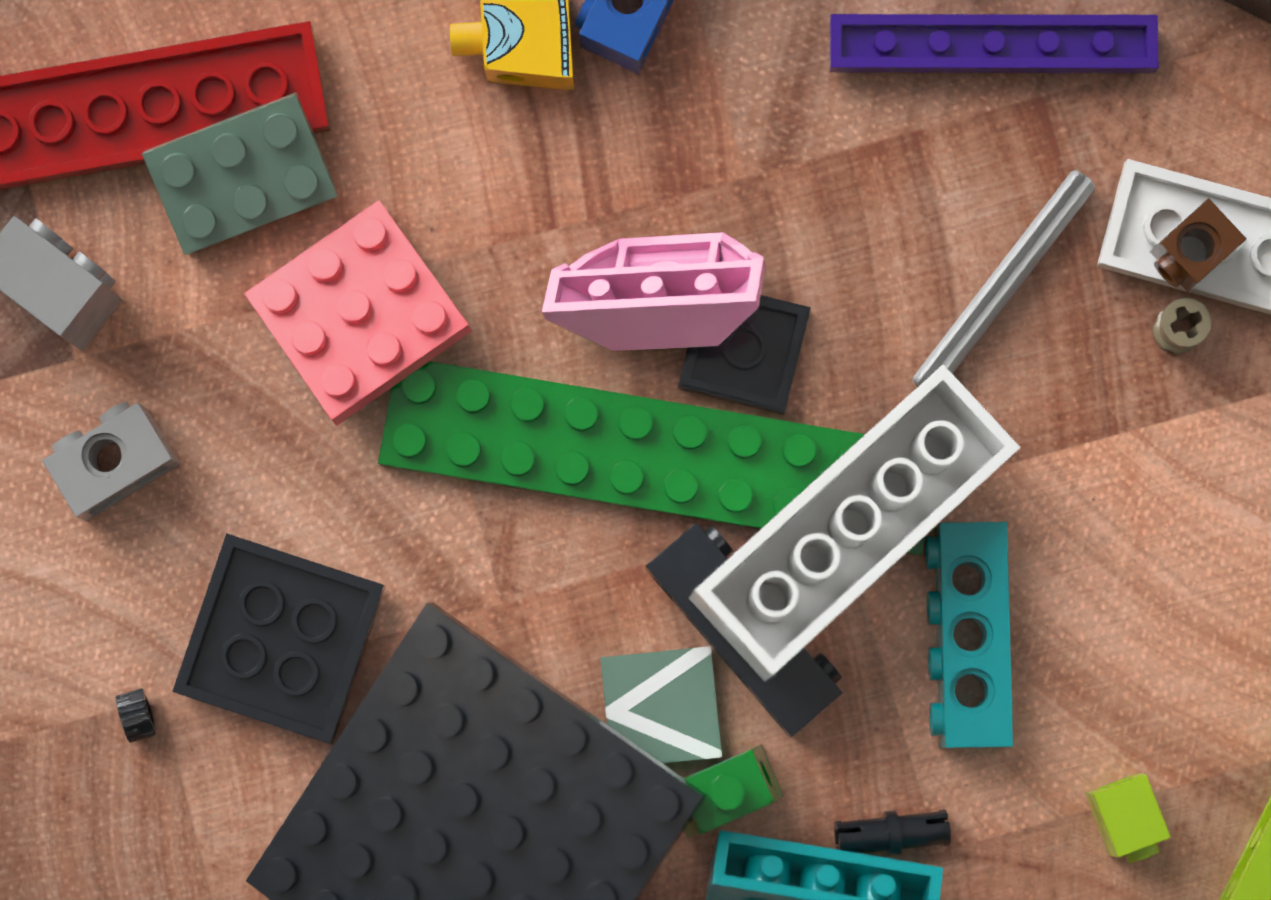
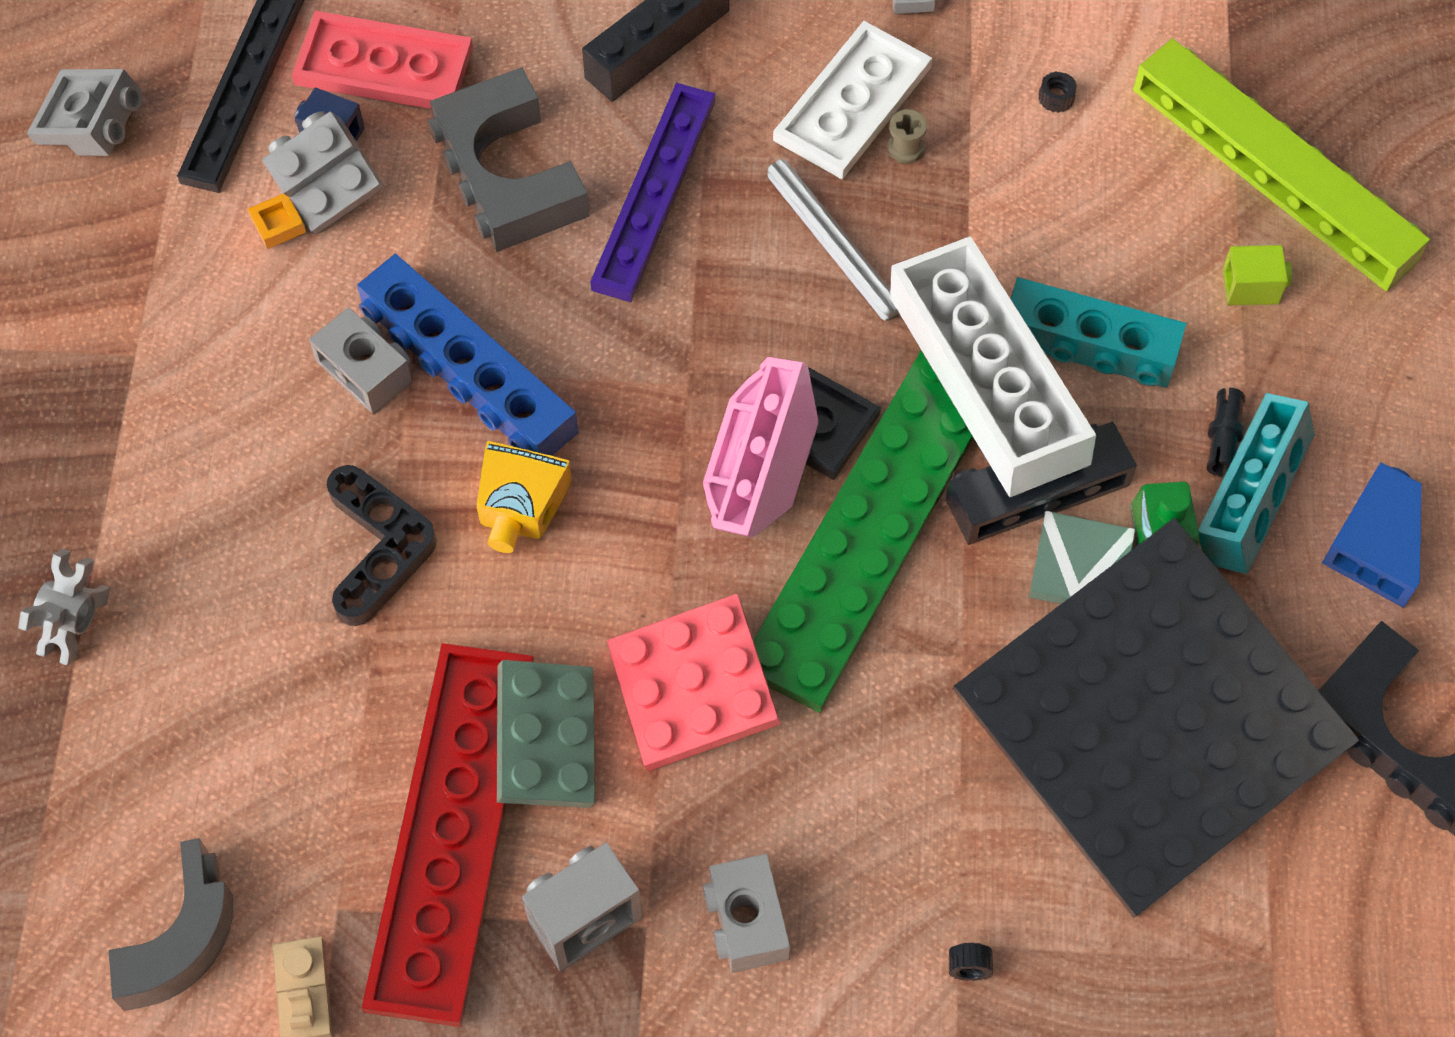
camera: 75 degrees left, 20 degrees down
(279, 638) = (940, 827): black plate -> none
(1216, 234) = (856, 99): reddish brown brick -> none

